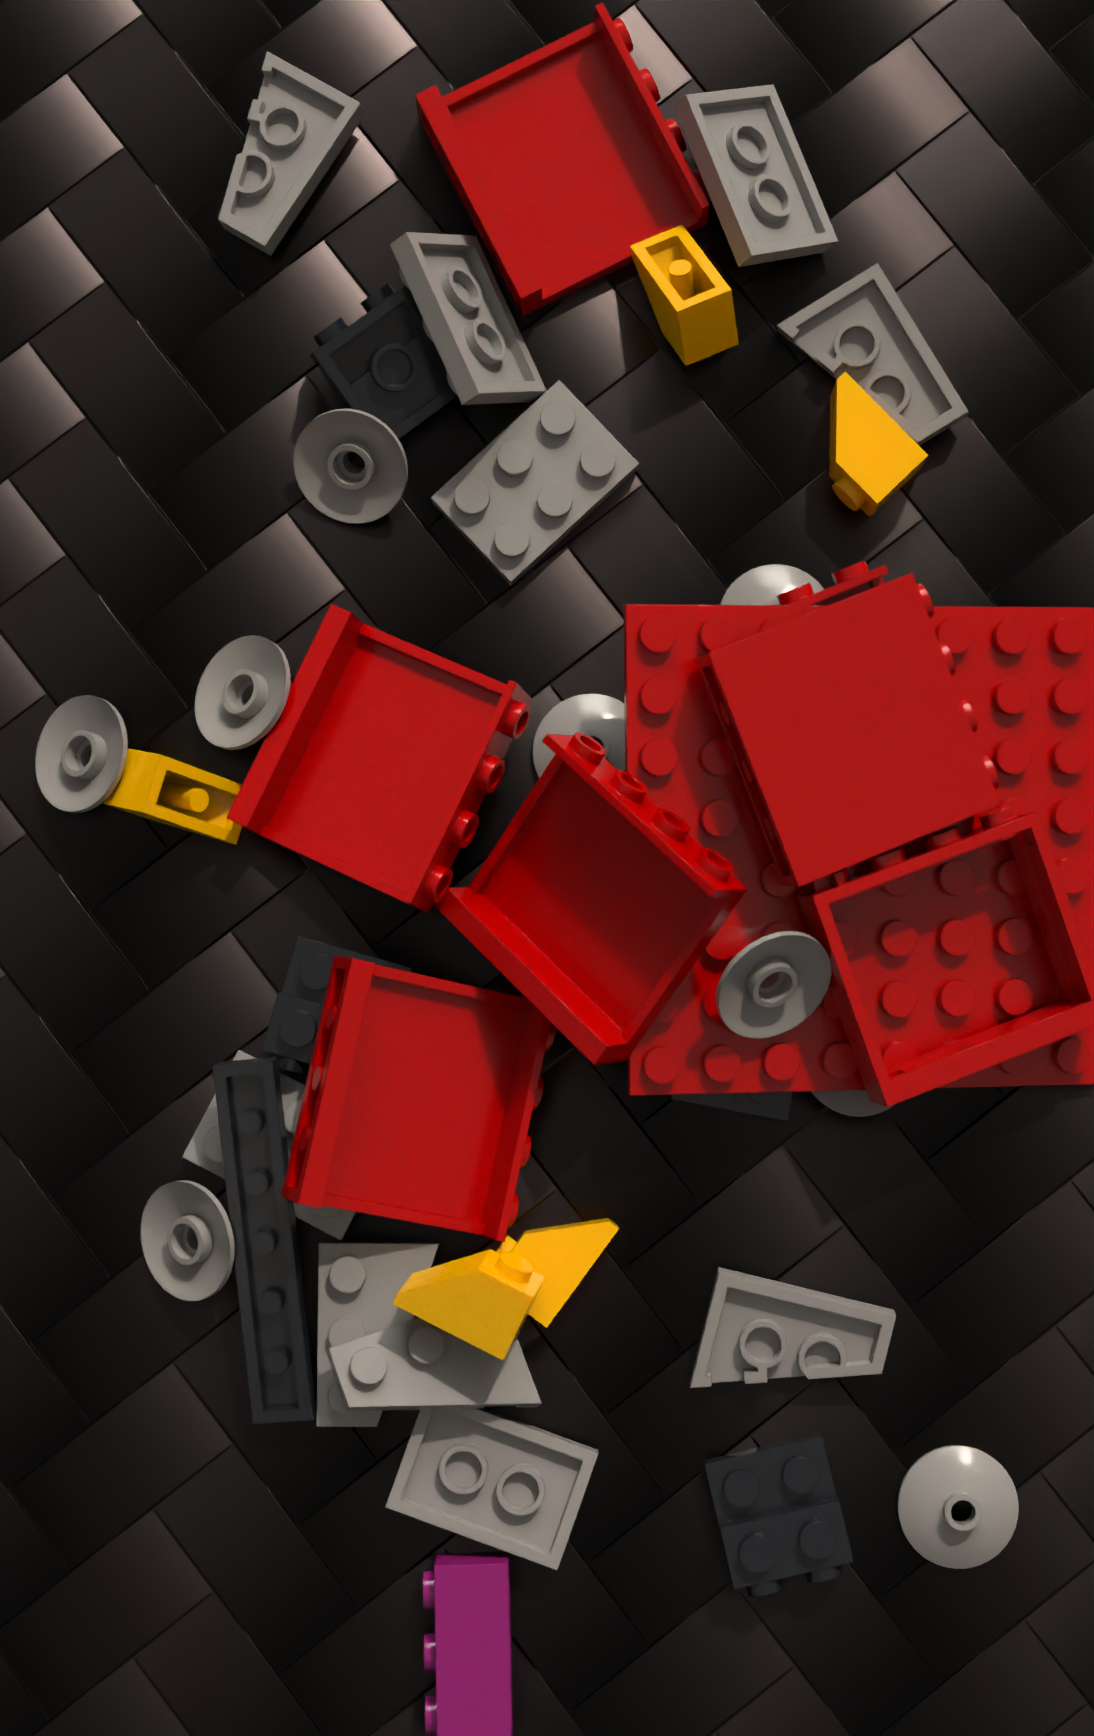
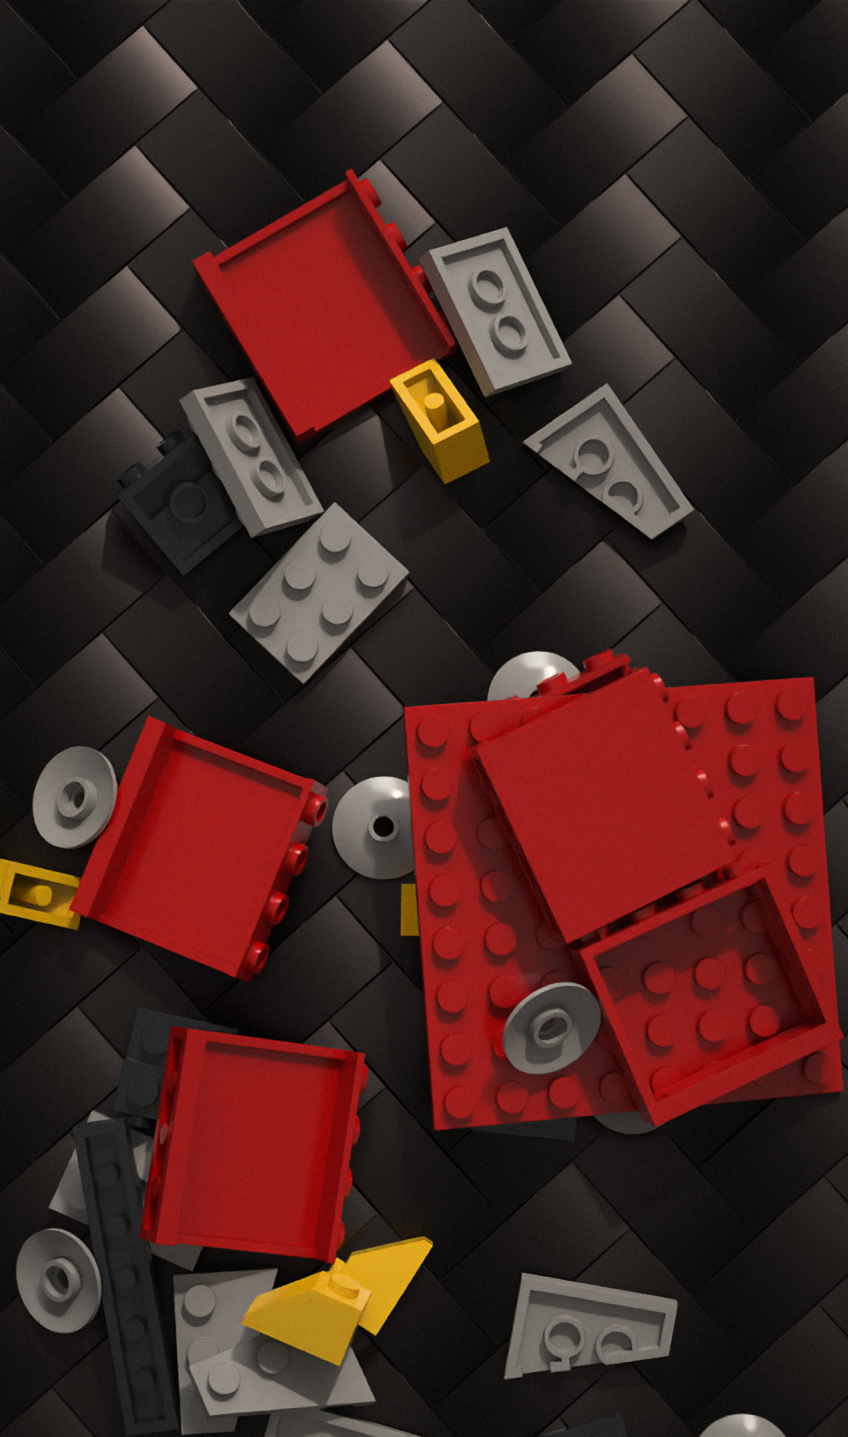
camera: 10 degrees left, 0 degrees up
(289, 147) = (81, 313): light grey wing -> none
(334, 482) = (145, 606): light grey dish -> none
(594, 901) = (392, 965): red panel -> none
(867, 449) = (608, 548): yellow slope -> none

